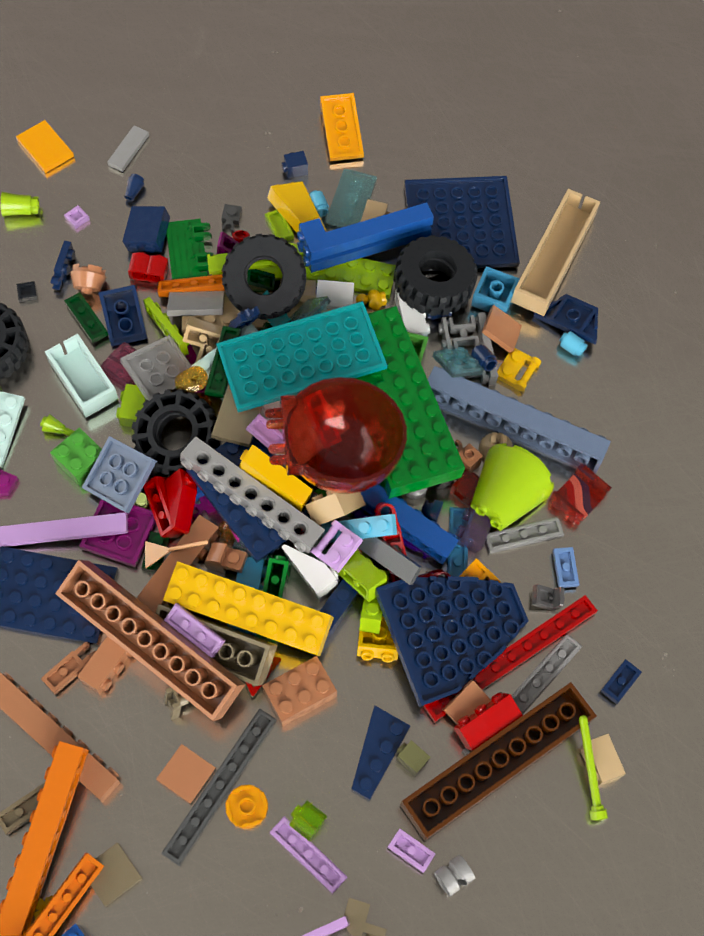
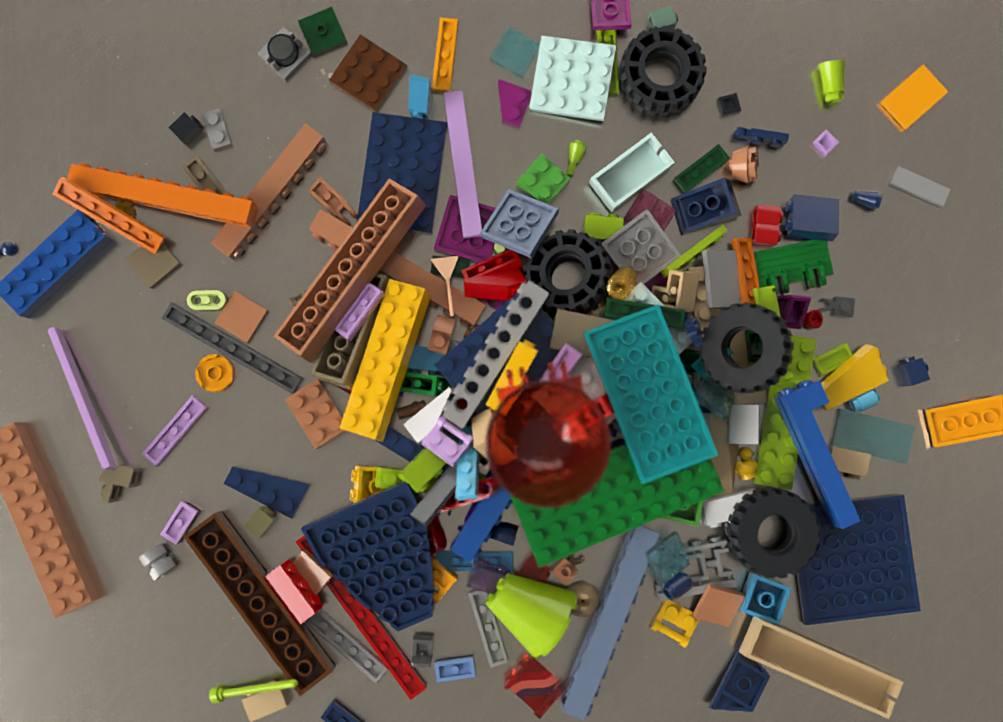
camera: 85 degrees right, 20 degrees up
(163, 811) = (207, 300): none -> yellowish green plate
(300, 593) = (410, 410): none -> nougat pin
(307, 820) = (201, 428): clear neon green brick -> none
(573, 343) = (708, 682): medium azure brick -> none

